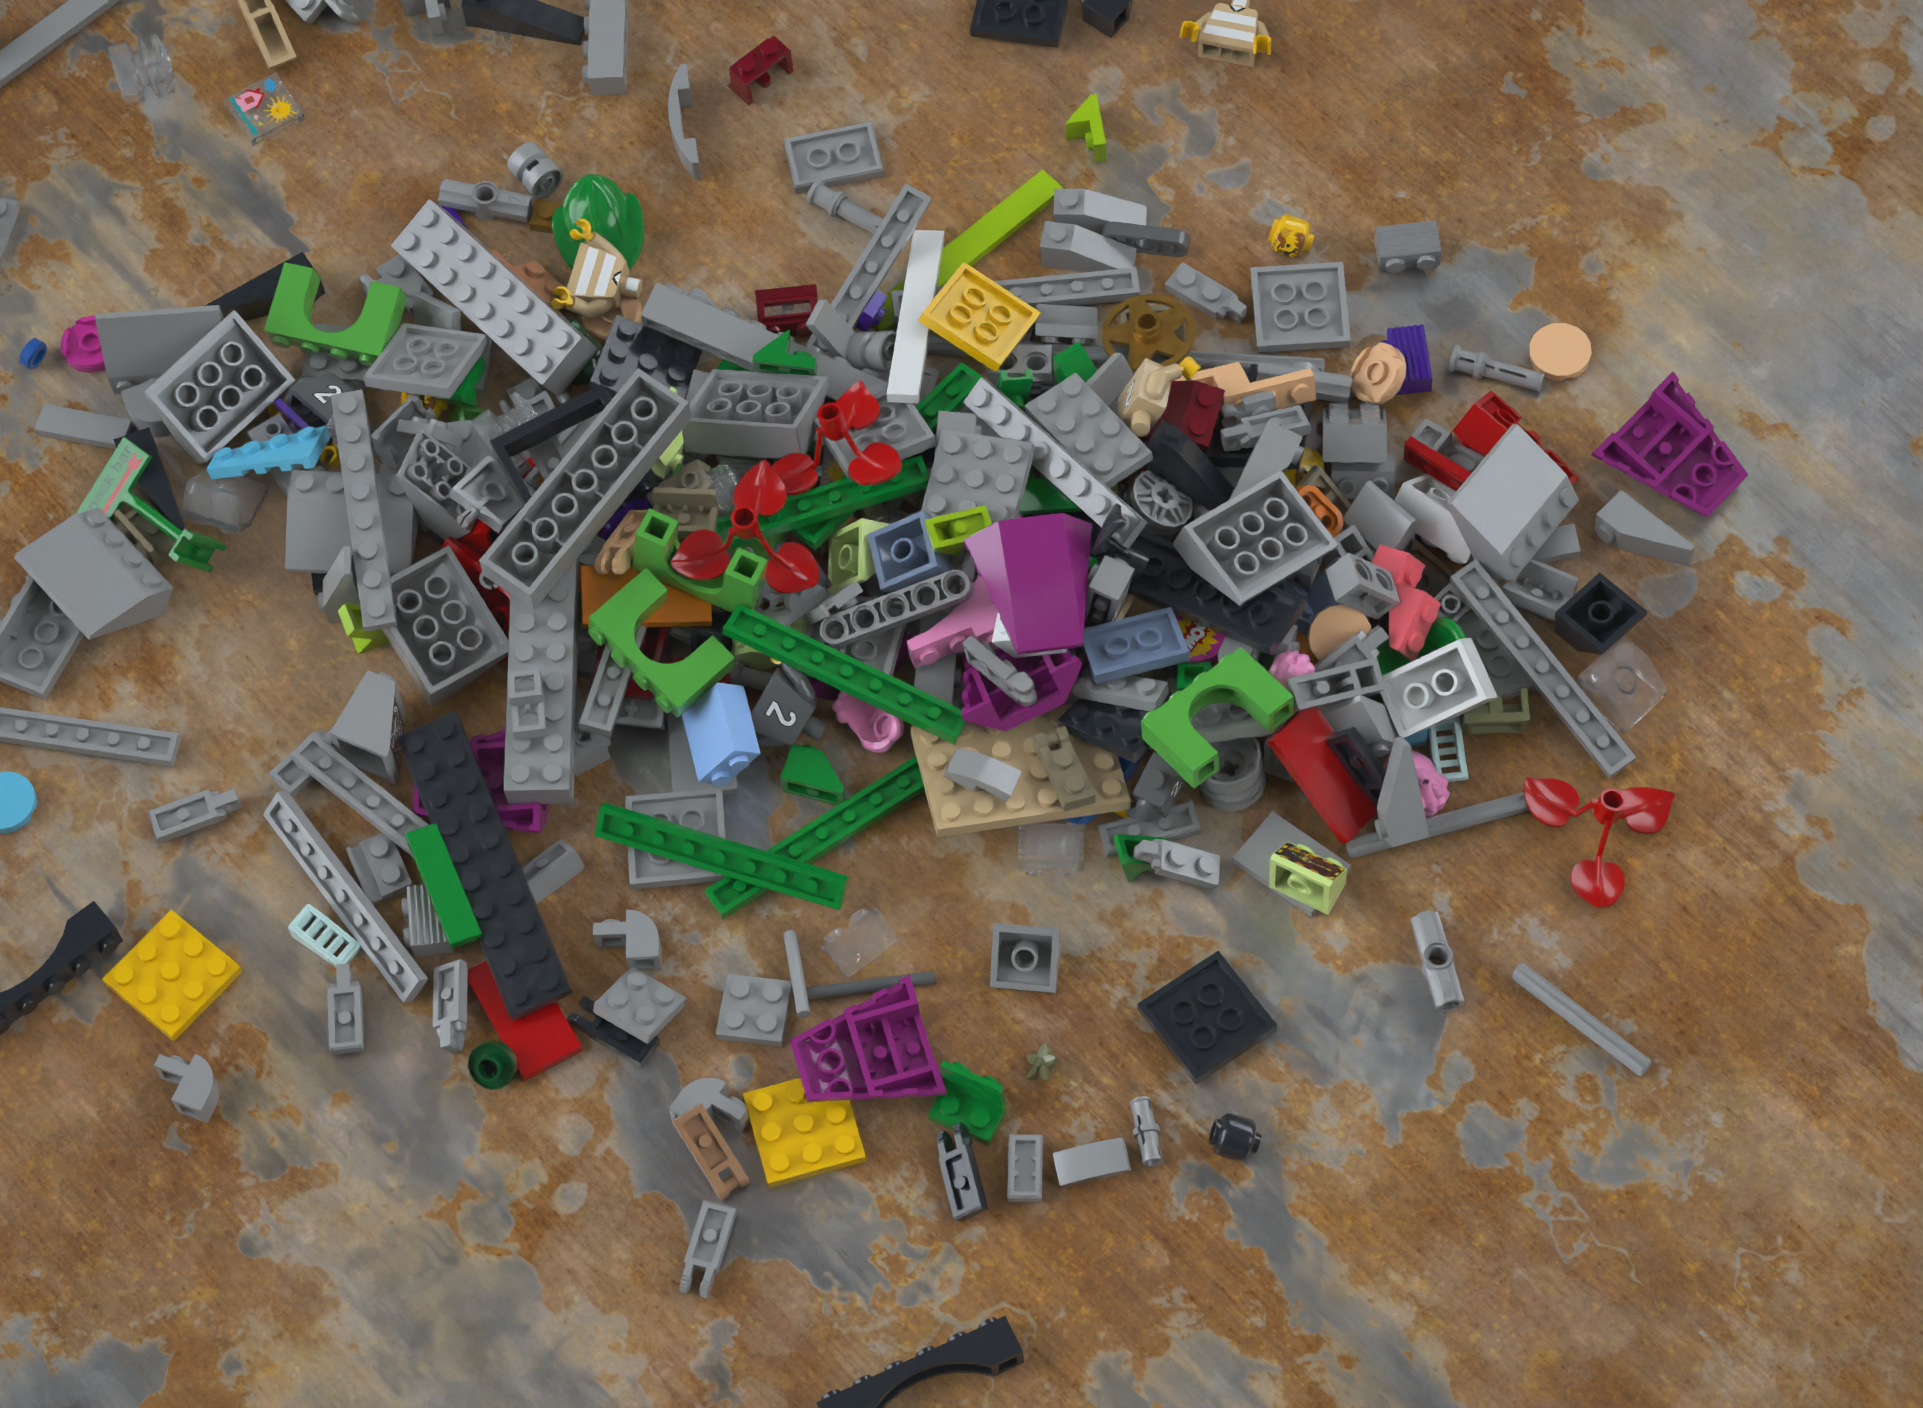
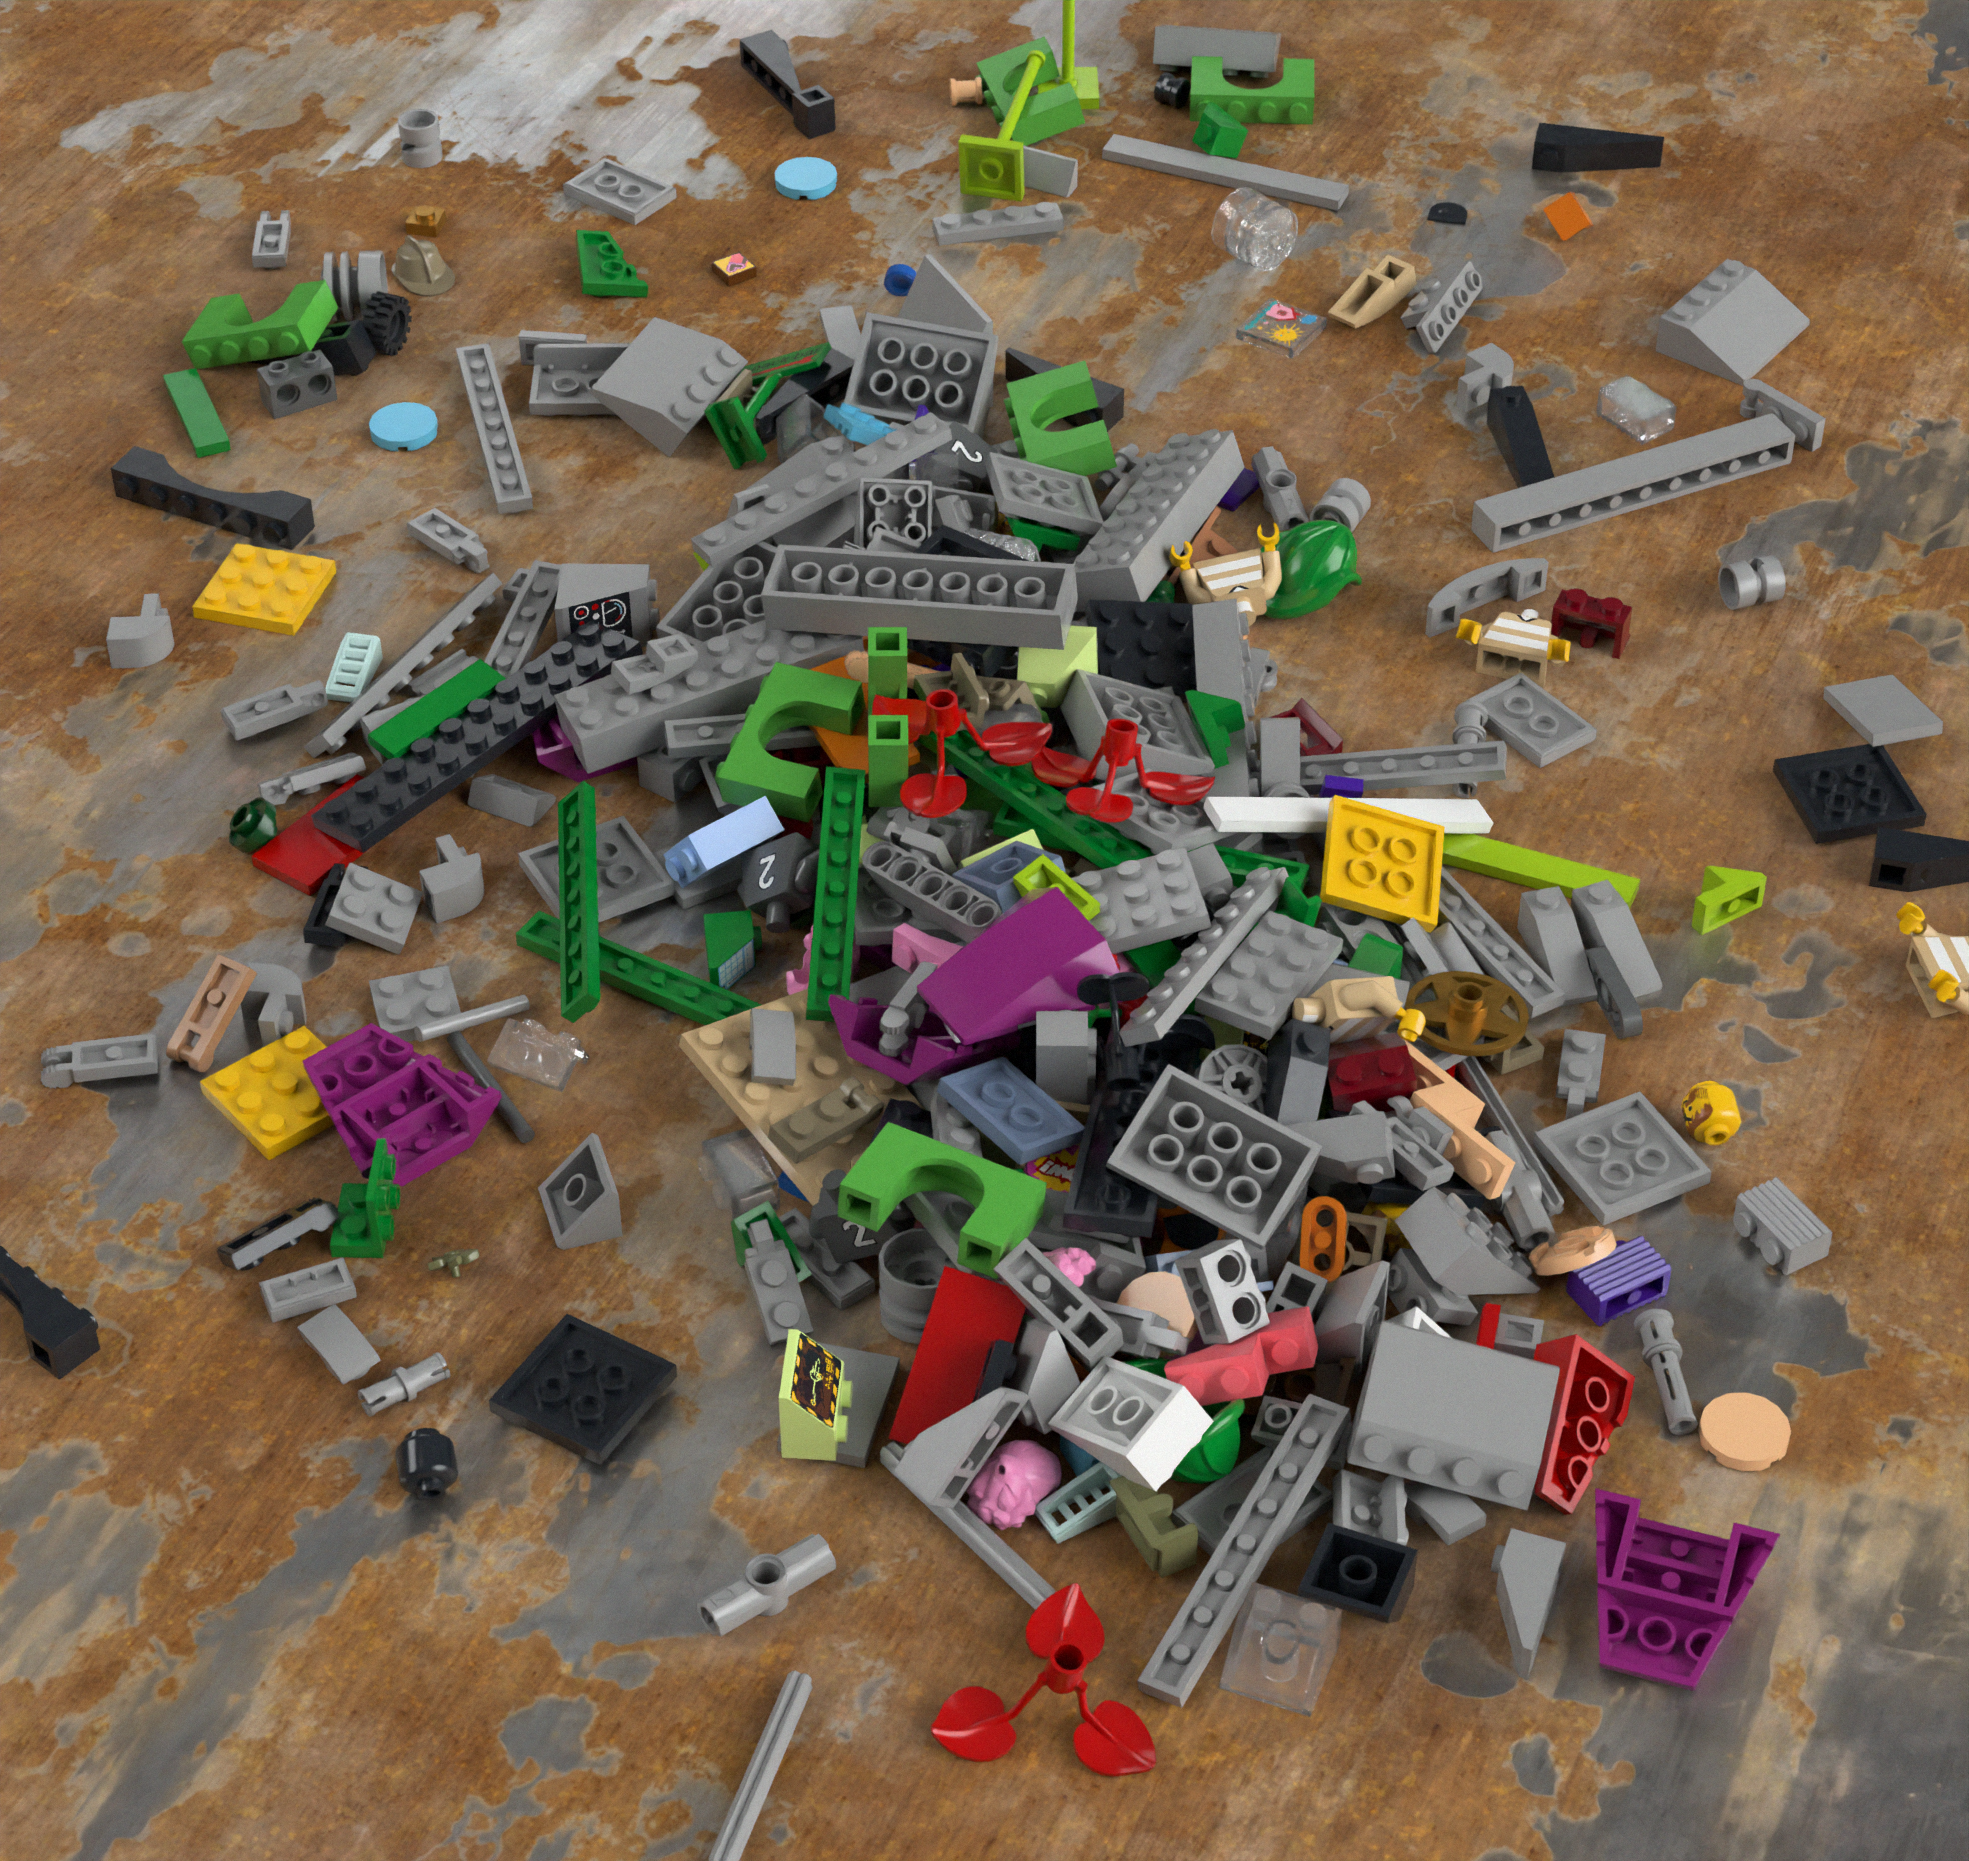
camera: 60 degrees right, 20 degrees down
(761, 125) = (1515, 645): none -> tan torso

